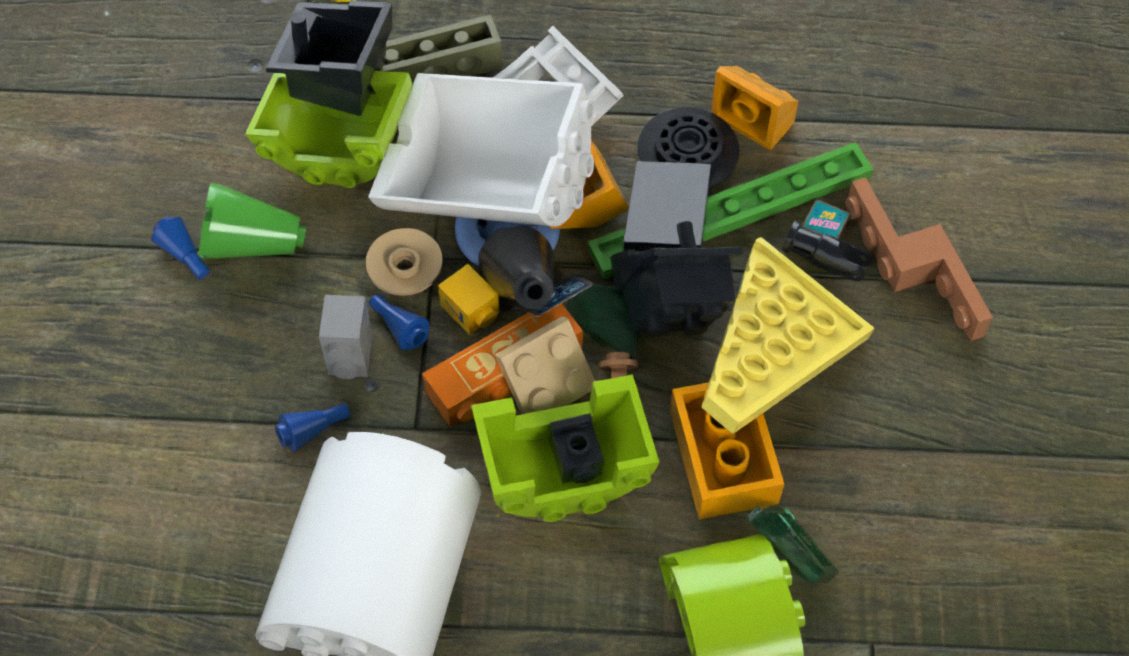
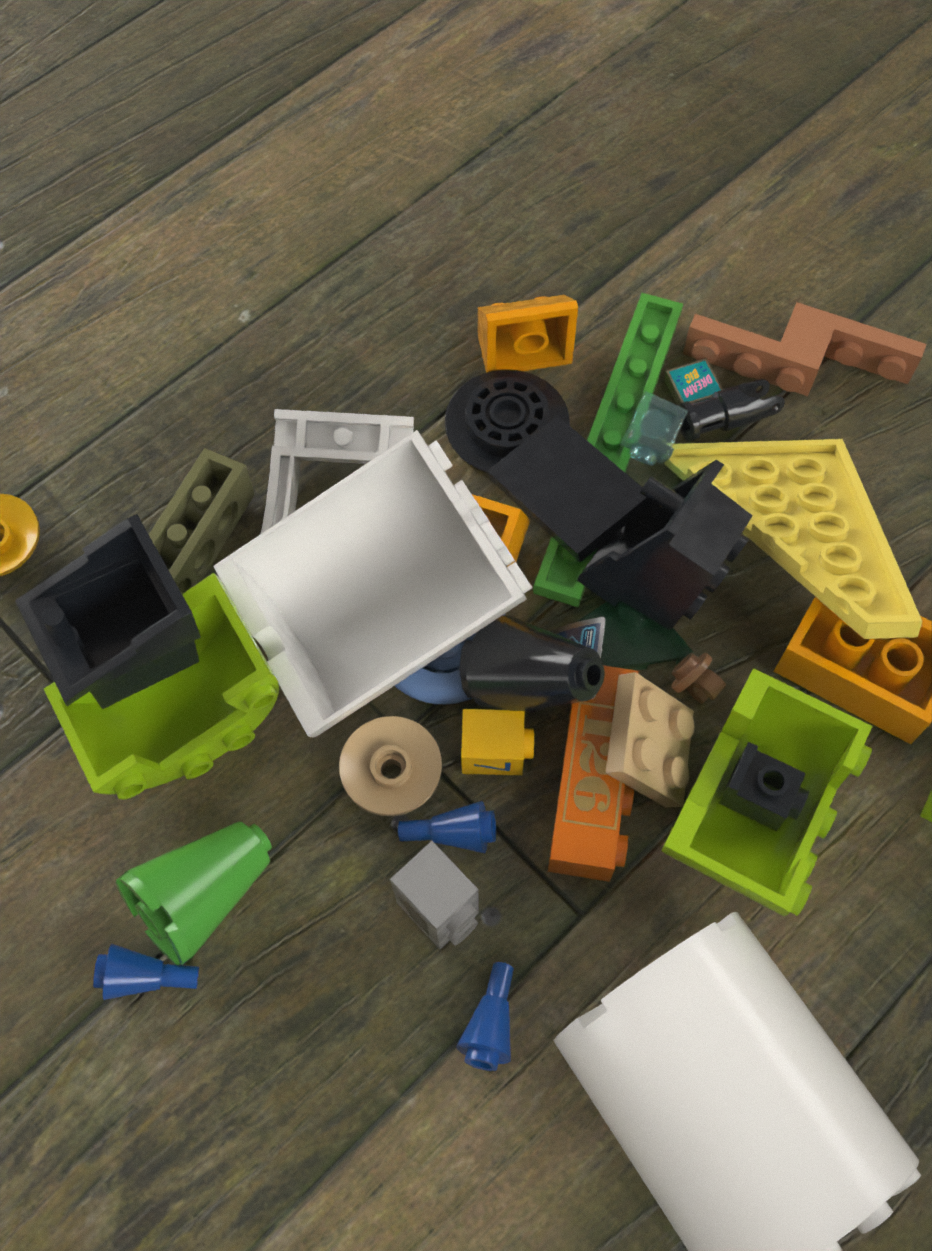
camera: 45 degrees left, 5 degrees up
(754, 218) = (653, 429): none -> clear light blue bracket

